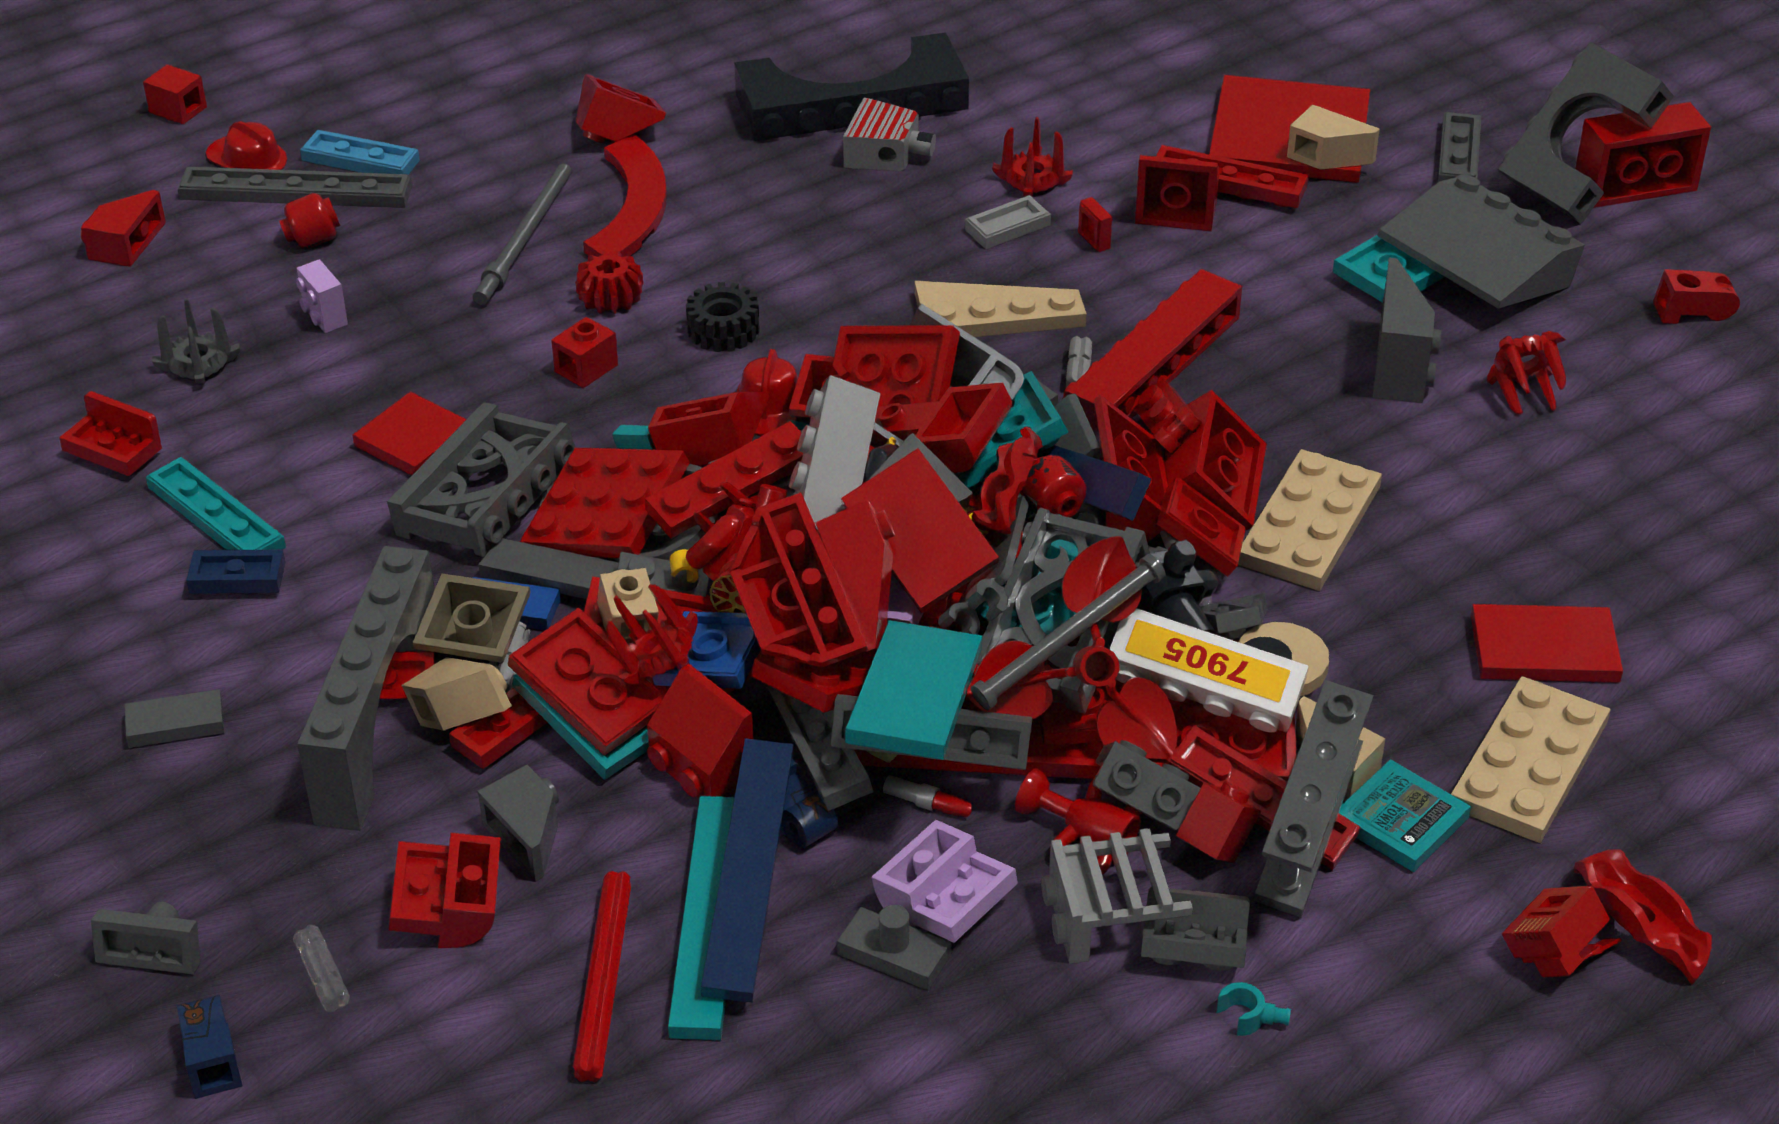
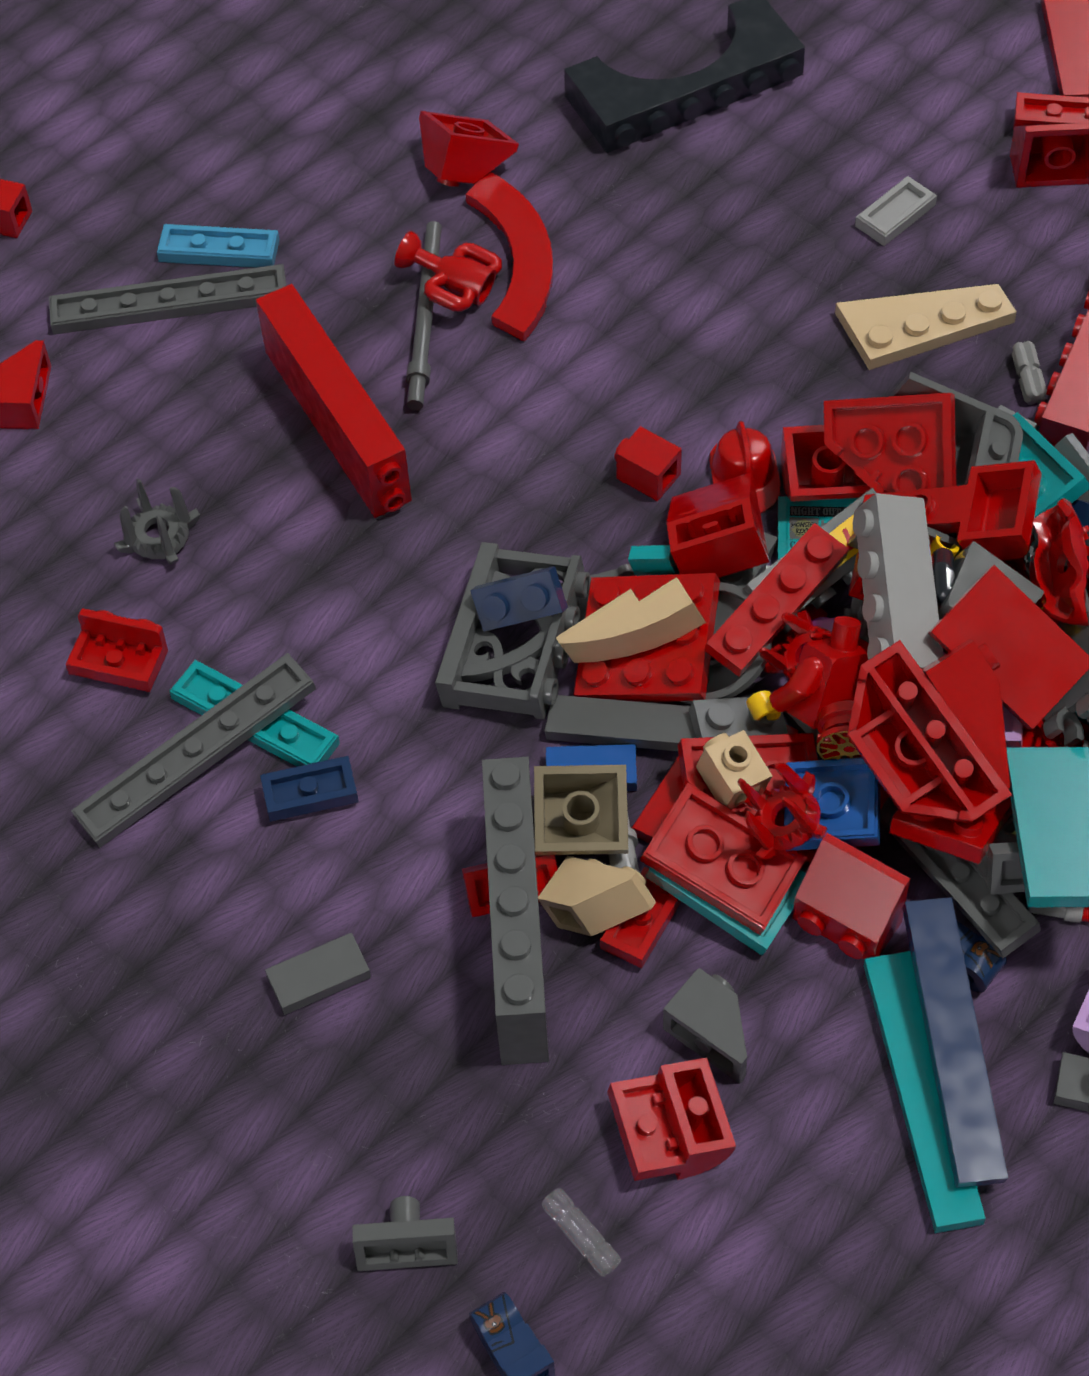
camera: 10 degrees left, 15 degrees up
(143, 523) = (193, 750): none -> dark grey tile
(247, 147) = (100, 262): red piece -> none
(309, 221) = (207, 343): red head -> none
(321, 296) = (259, 437): lavender piece -> none
(400, 276) = (334, 401): none -> red brick
(407, 432) = (414, 584): red tile -> none
(491, 444) = (519, 599): none -> dark blue plate
(569, 207) = (466, 273): none -> red piece
(584, 352) = (549, 454): red brick -> none
(585, 477) = (632, 625): none -> tan slope
(602, 977) = (850, 1182): red axle -> none
(609, 282) = (539, 363): red gear -> none
(675, 373) = (648, 463): none -> red brick
(722, 316) = (666, 365): black tyre -> none
(884, 137) = (743, 131): light grey torso -> none
(1028, 182) = (908, 156): red piece -> none
(1095, 224) = (987, 202): red tile -> none

